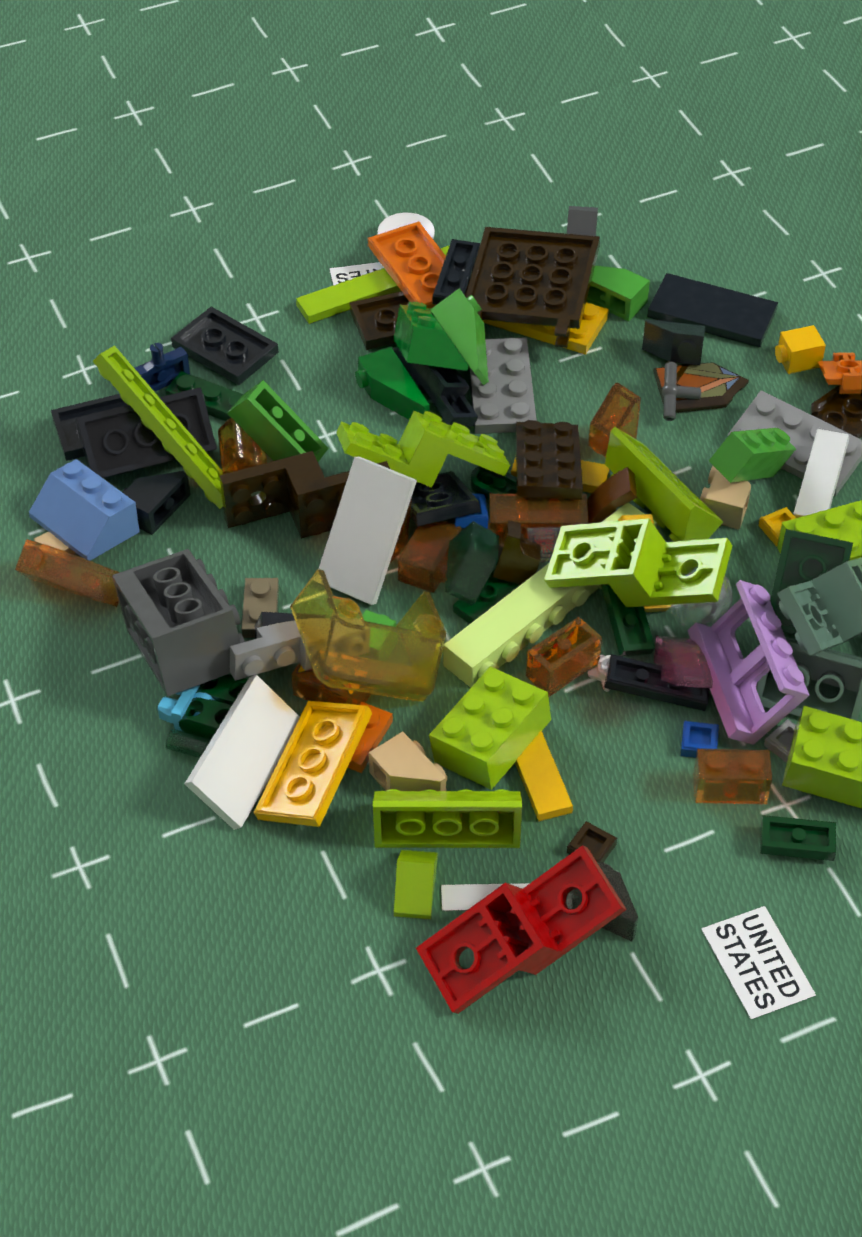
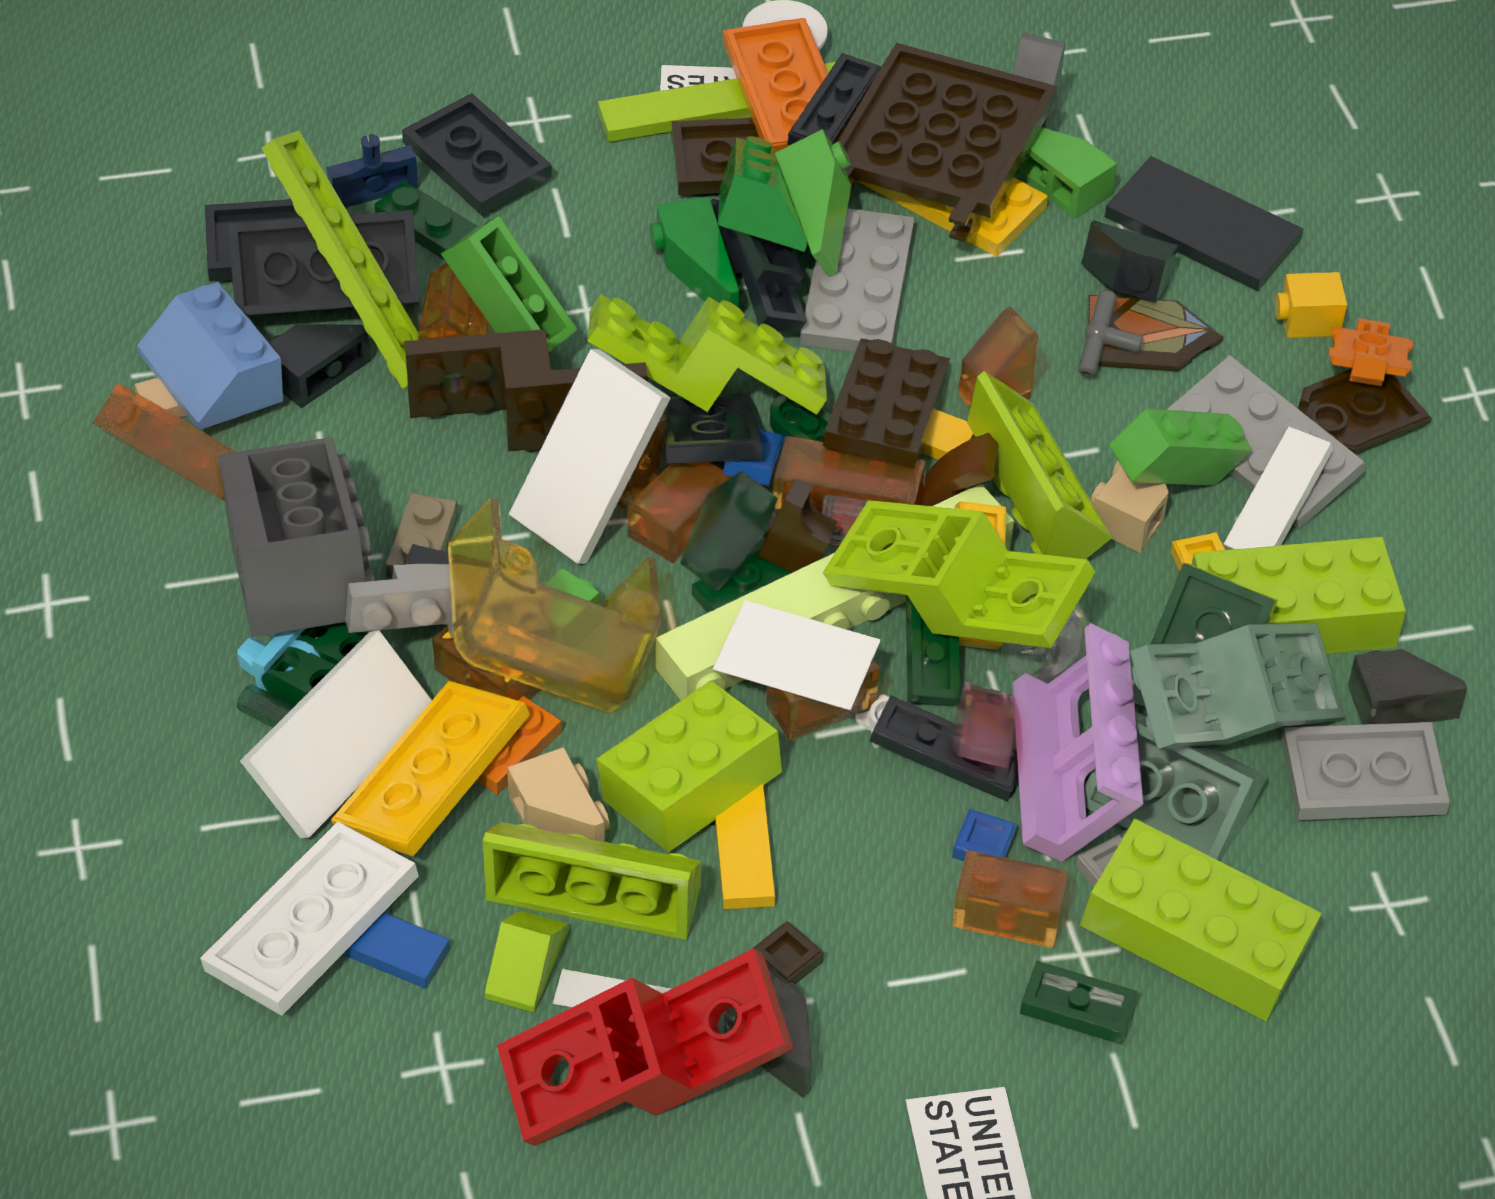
camera: 10 degrees right, 0 degrees up
(258, 885) = (309, 918): none -> white plate
(319, 892) = (400, 950): none -> blue tile
(544, 638) = (797, 654): none -> white sticker

